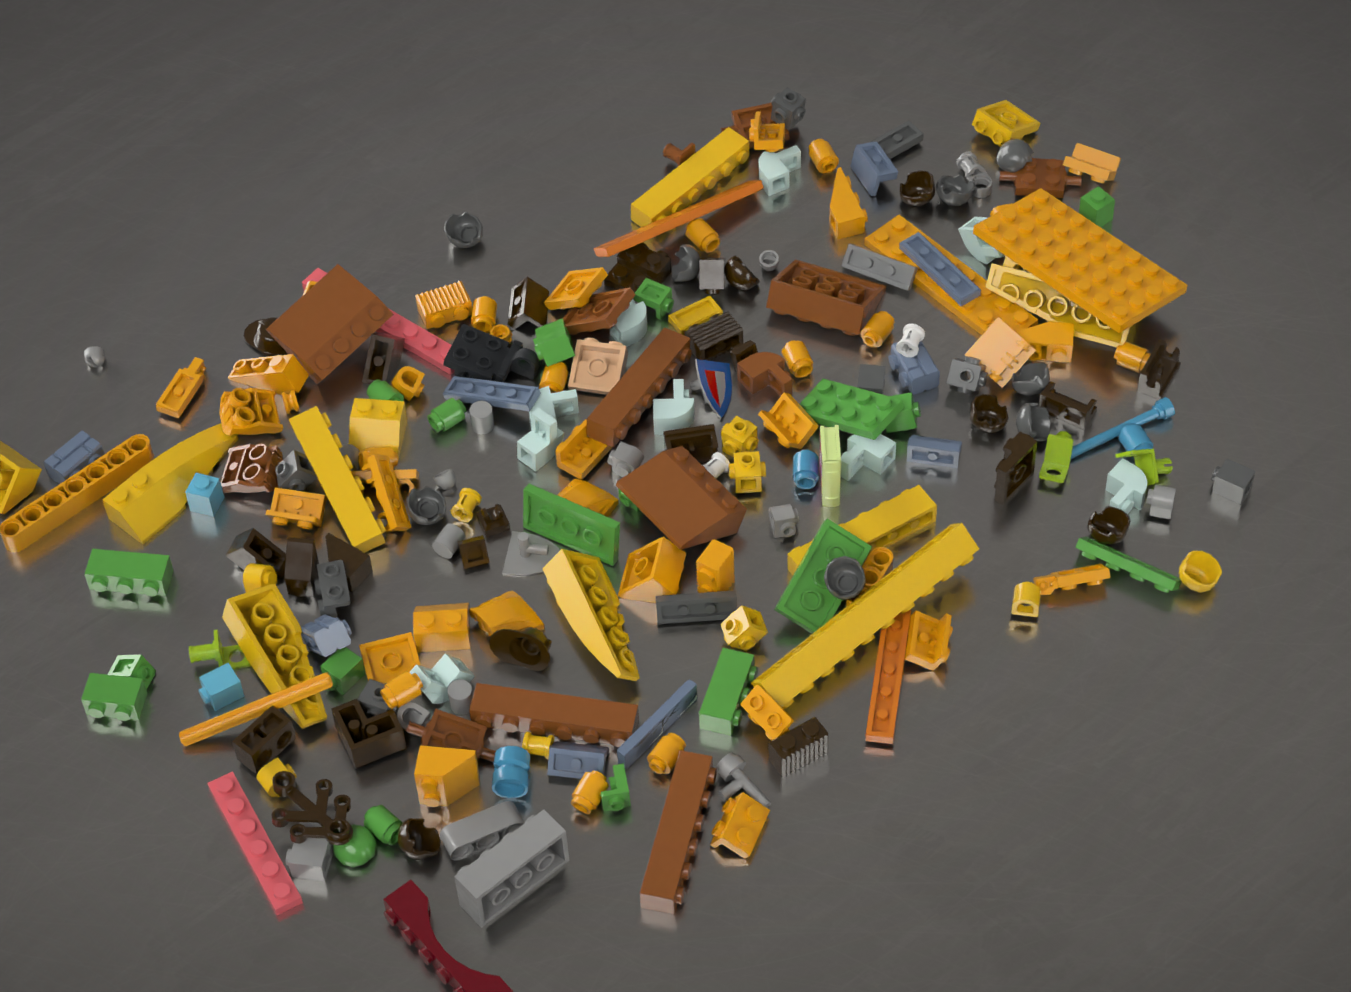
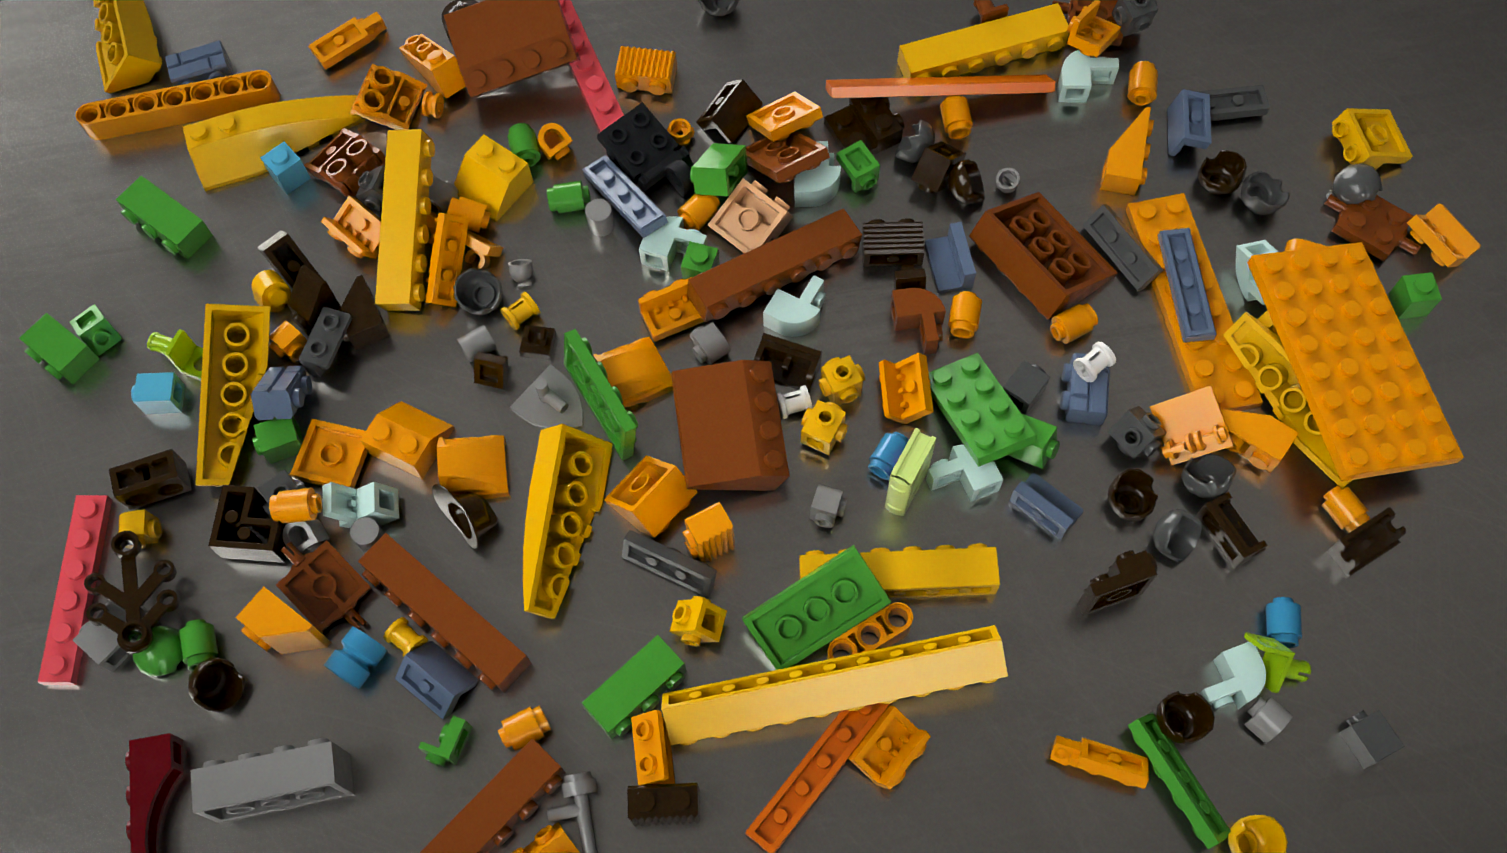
camera: 30 degrees right, 15 degrees up
(255, 709) = (164, 441): light orange axle -> none
(301, 604) = (287, 341): none -> light orange plate
(382, 357) = (549, 99): dark brown slope -> none
(480, 830) = (286, 710): light grey beam -> none
(484, 313) = (677, 99): light orange brick -> none
(541, 442) = (635, 277): light aqua brick -> none
(580, 408) = (698, 259): none -> bright green brick
(588, 791) = (417, 726): light orange brick -> none
(657, 724) = (537, 685): sand blue tile -> none
(694, 314) = (892, 206): yellow tile -> none
(716, 384) = (855, 302): shield -> none
(765, 328) = (951, 260): none -> sand blue panel
(844, 578) = (833, 629): dark grey hair -> none
(979, 173) = (1299, 174): light grey connector -> none
(1028, 594) = (1030, 760): yellow plate -> none
(1057, 456) = (1179, 591): lime bracket -> none
(1162, 409) = (1341, 594): dark azure piece -> none

